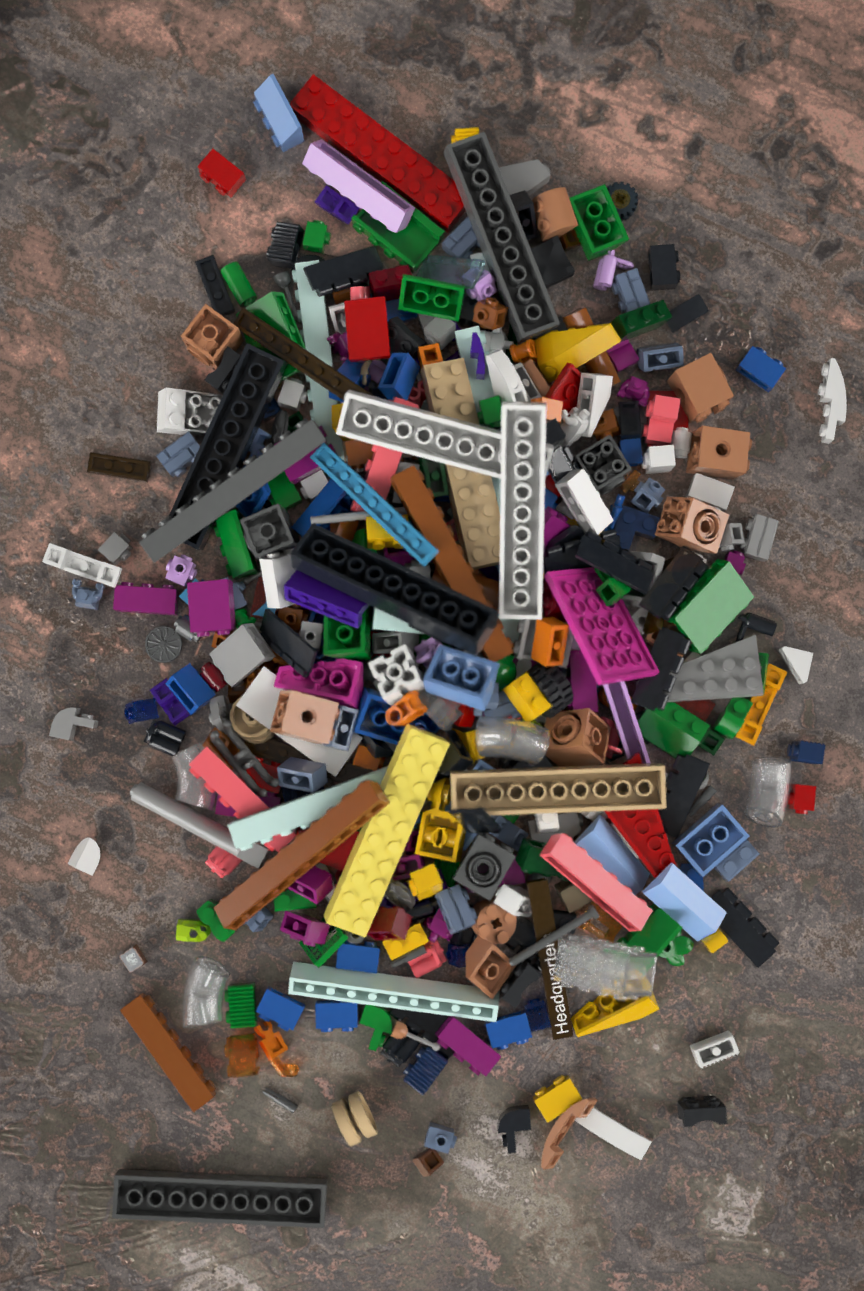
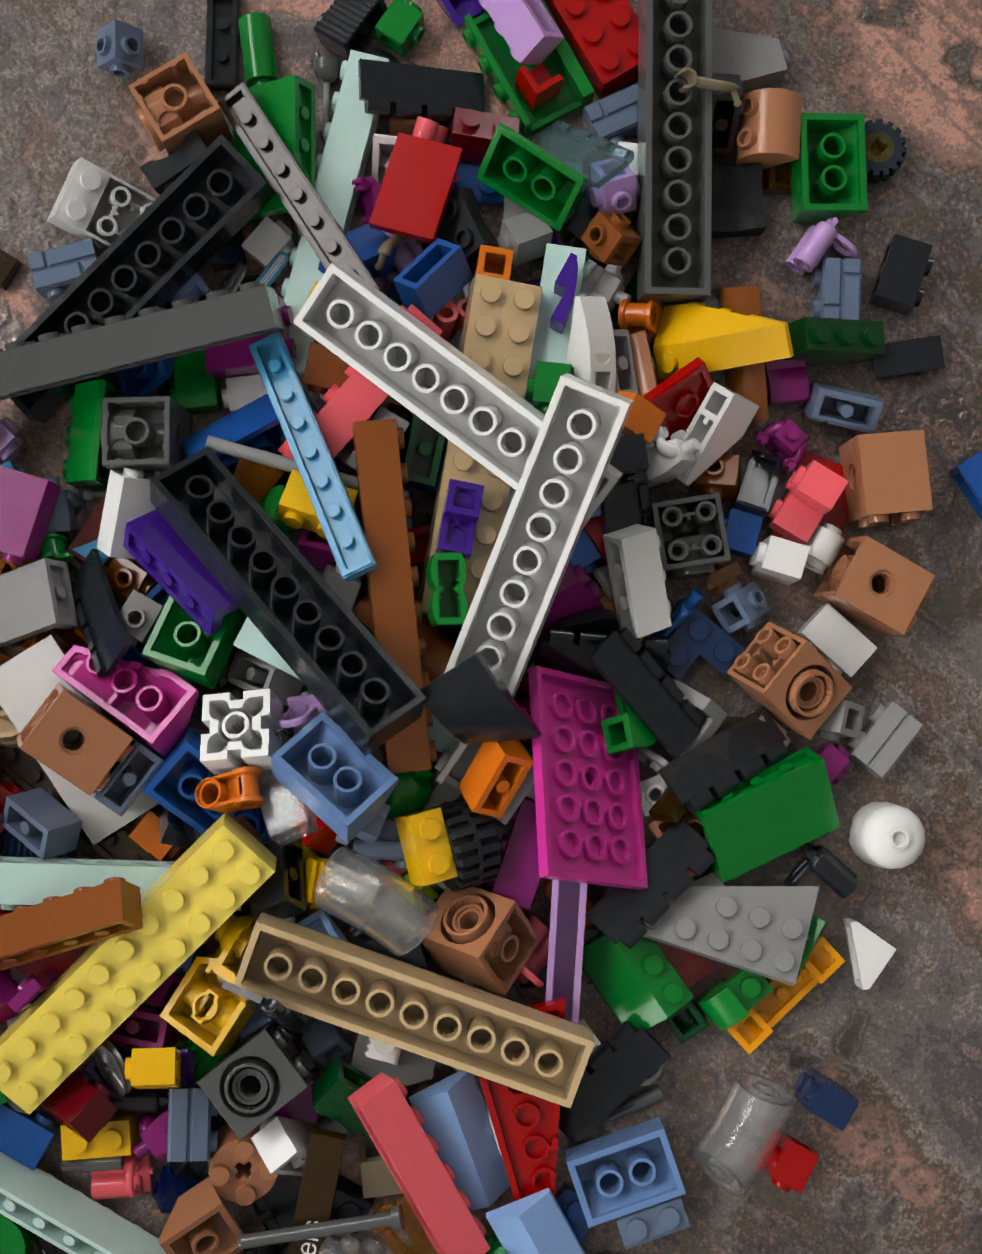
camera: 20 degrees right, 0 degrees up
(158, 315) = (119, 48): none -> sand blue brick
(301, 410) = (274, 268): none -> dark azure sticker
(337, 867) = (31, 990): none -> magenta plate
(409, 241) = (537, 86): none -> red panel
(471, 507) = (459, 518): none -> dark purple slope
(479, 544) = (445, 579): none -> green brick
(517, 203) = (708, 83): none -> dark tan piece
(526, 605) = (477, 705): none -> black slope
(782, 591) = (886, 835): none -> white cylinder

